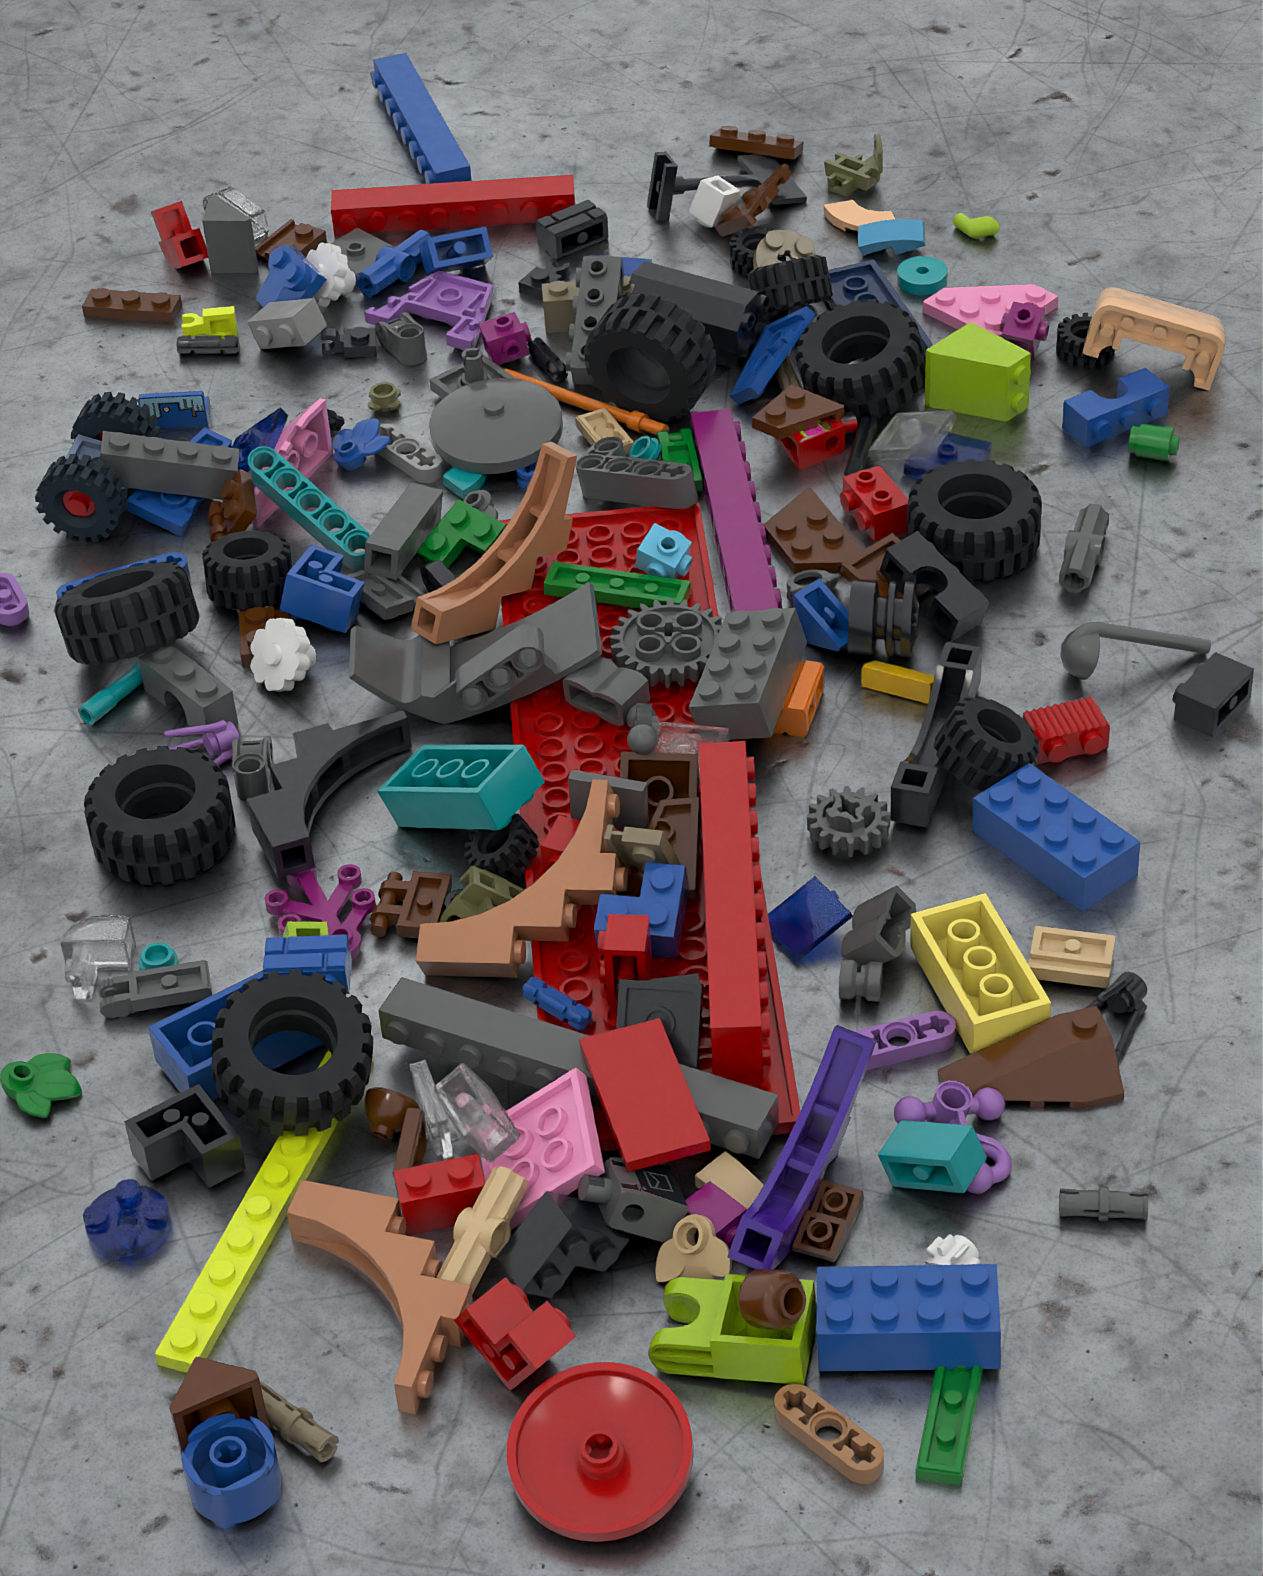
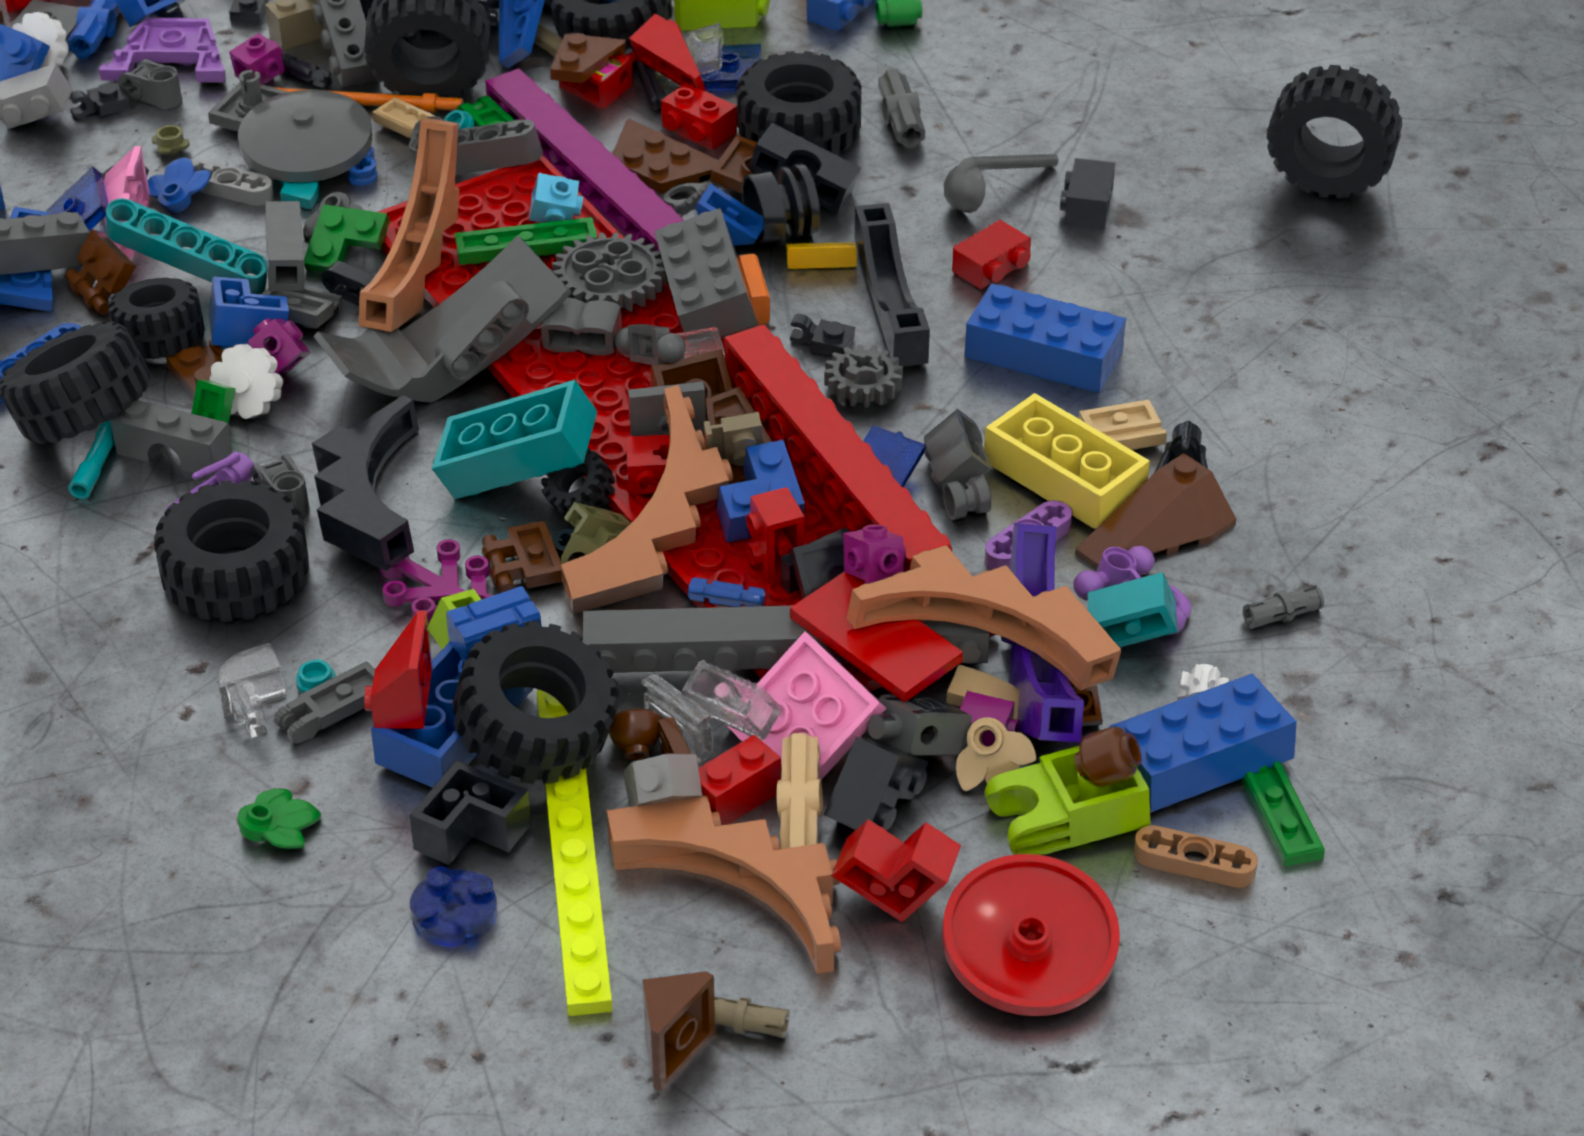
camera: 30 degrees left, 0 degrees up
(193, 990) = (403, 679): none -> red slope
(231, 1469) = (719, 1069): blue brick -> none
(240, 669) = (213, 400): none -> green bracket
(328, 628) = (282, 342): none -> magenta brick
(364, 1169) = (662, 779): none -> light grey slope
(680, 1012) = (873, 553): none -> magenta brick
(767, 1098) = (997, 602): none -> nougat arch
(843, 769) = (825, 337): none -> black plate
(881, 428) = (665, 51): none -> red slope
(984, 742) = (944, 279): black tyre -> none

